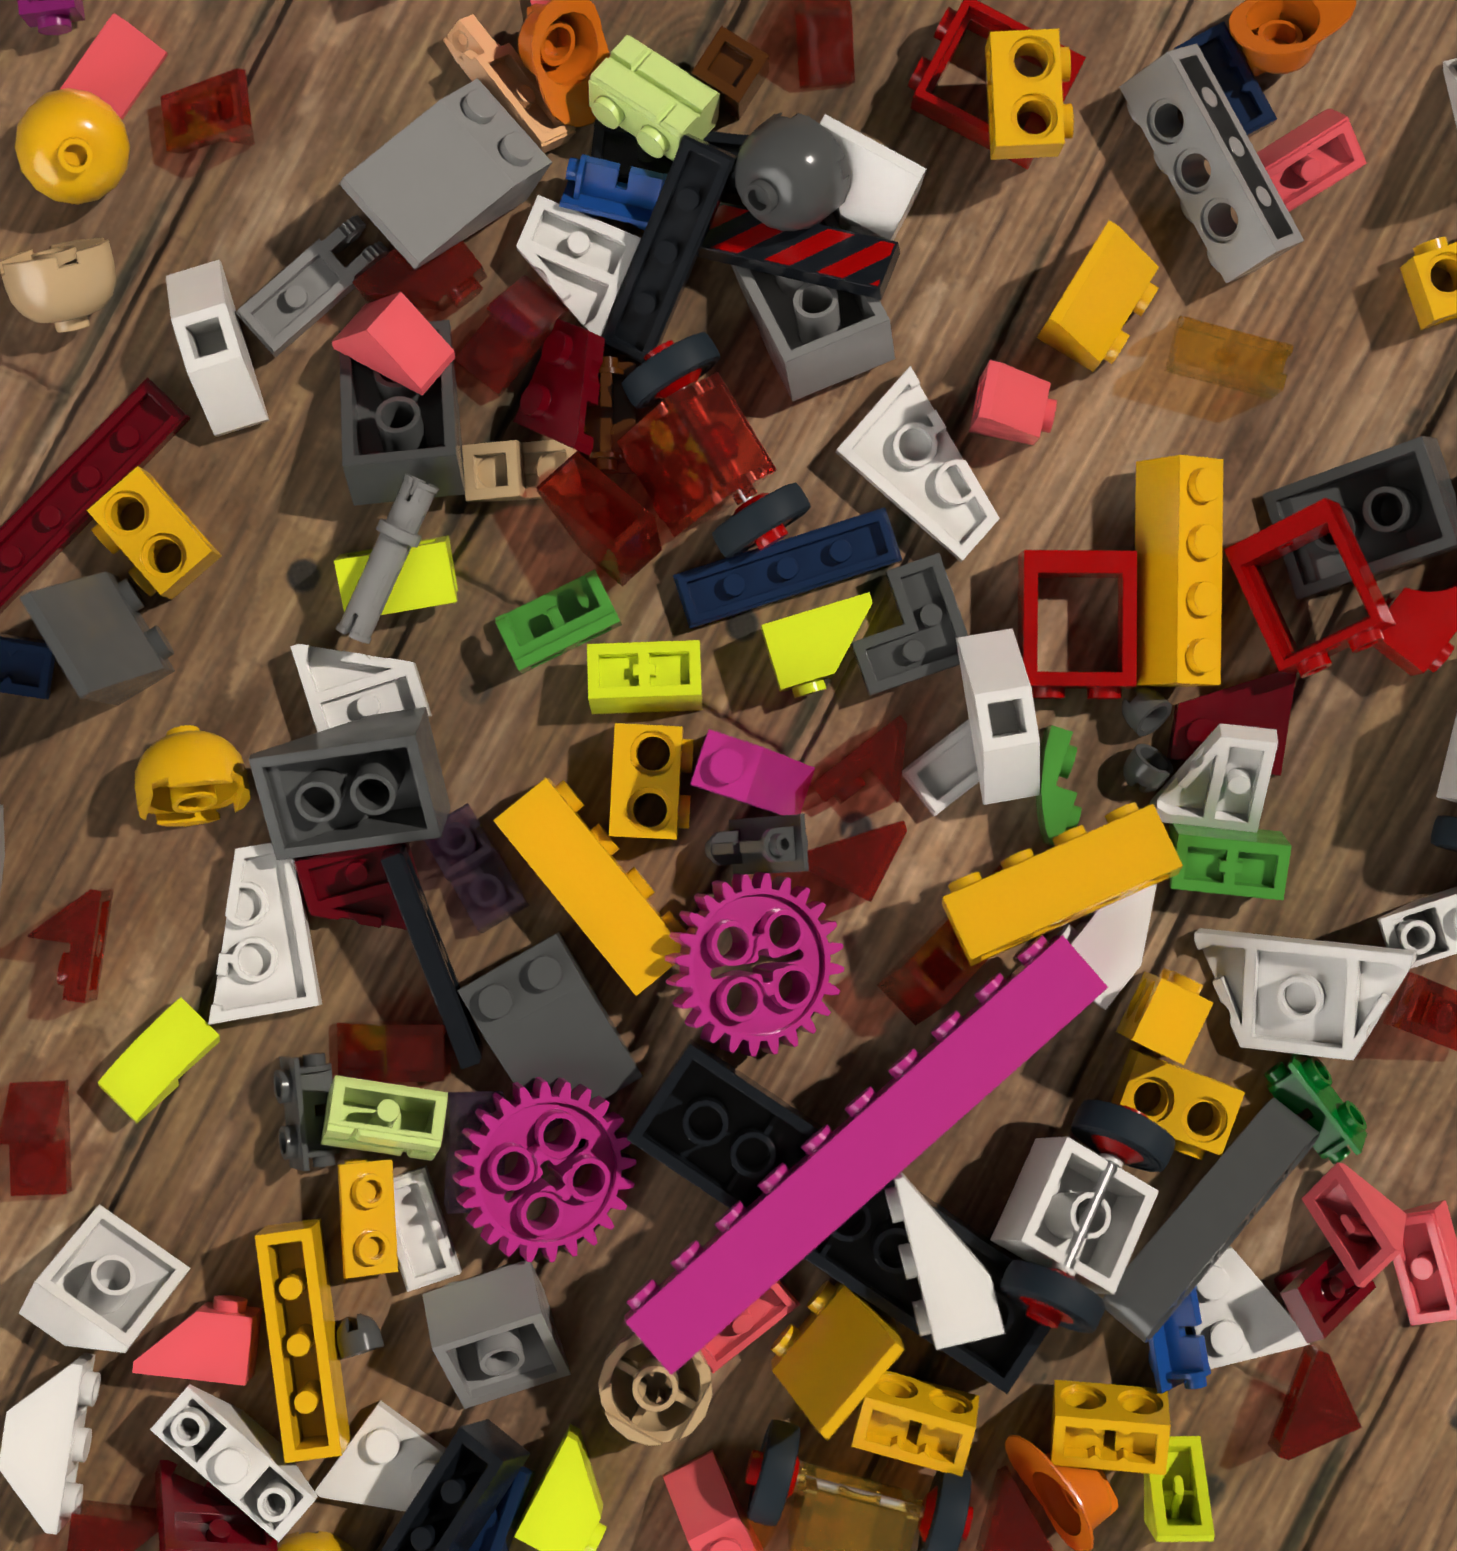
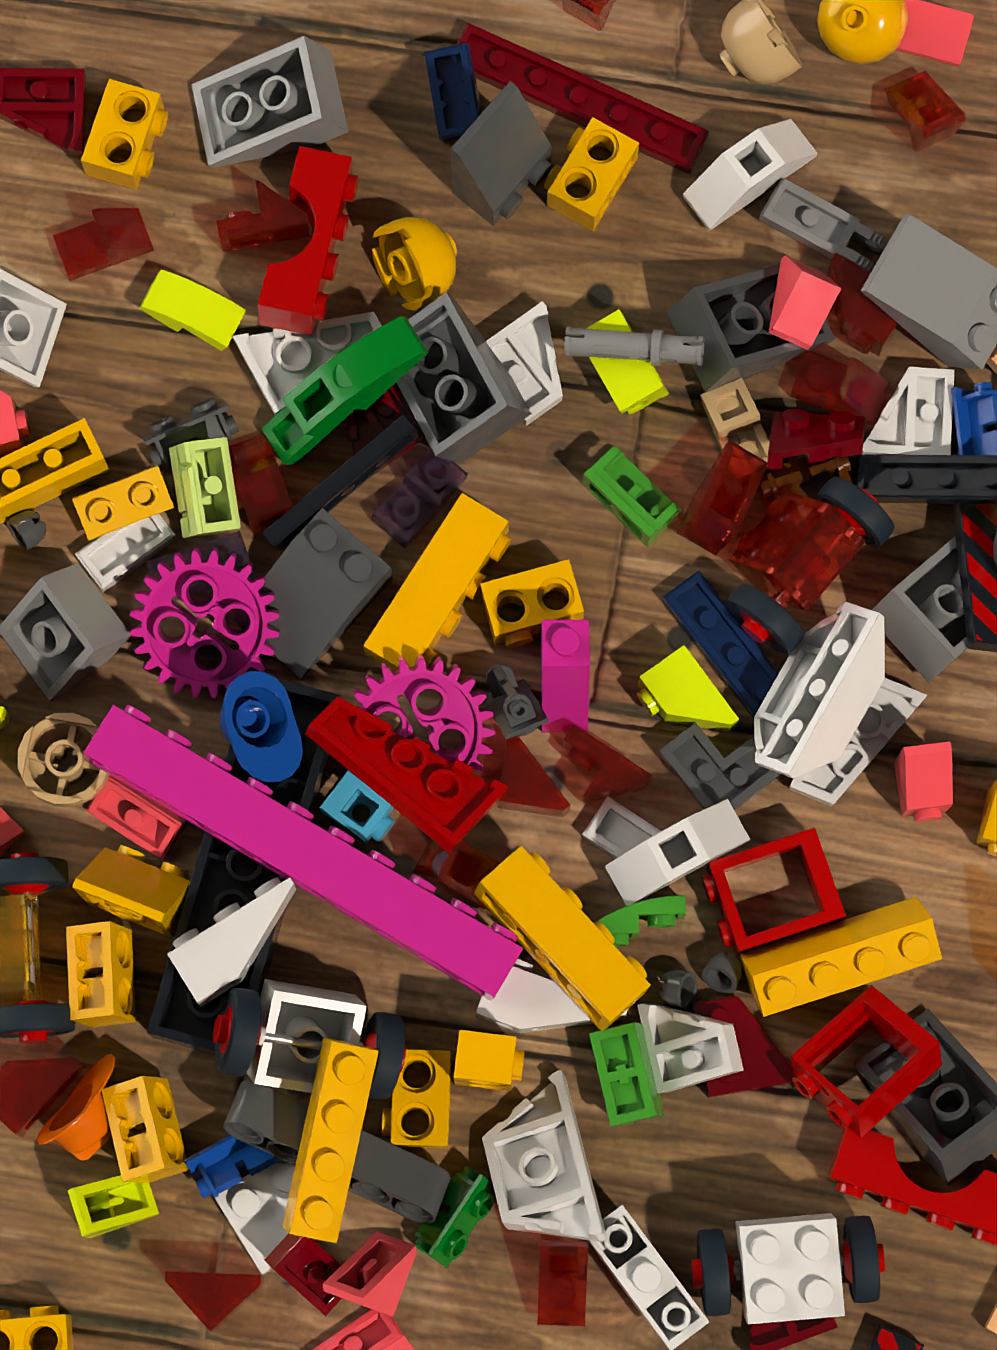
camera: 70 degrees right, 10 degrees down
(178, 935) = (294, 288): none -> red arch
(319, 916) = (341, 385): none -> green slope
(644, 677) = (612, 573): neon yellow hinge -> none
(706, 1152) = (261, 726): none -> blue piece
(817, 1084) = (346, 798): none -> medium azure brick
(827, 988) = (421, 785): none -> red wing
(875, 489) = (821, 692): none -> white wedge
(1211, 1231) = (330, 1140): none -> yellow brick

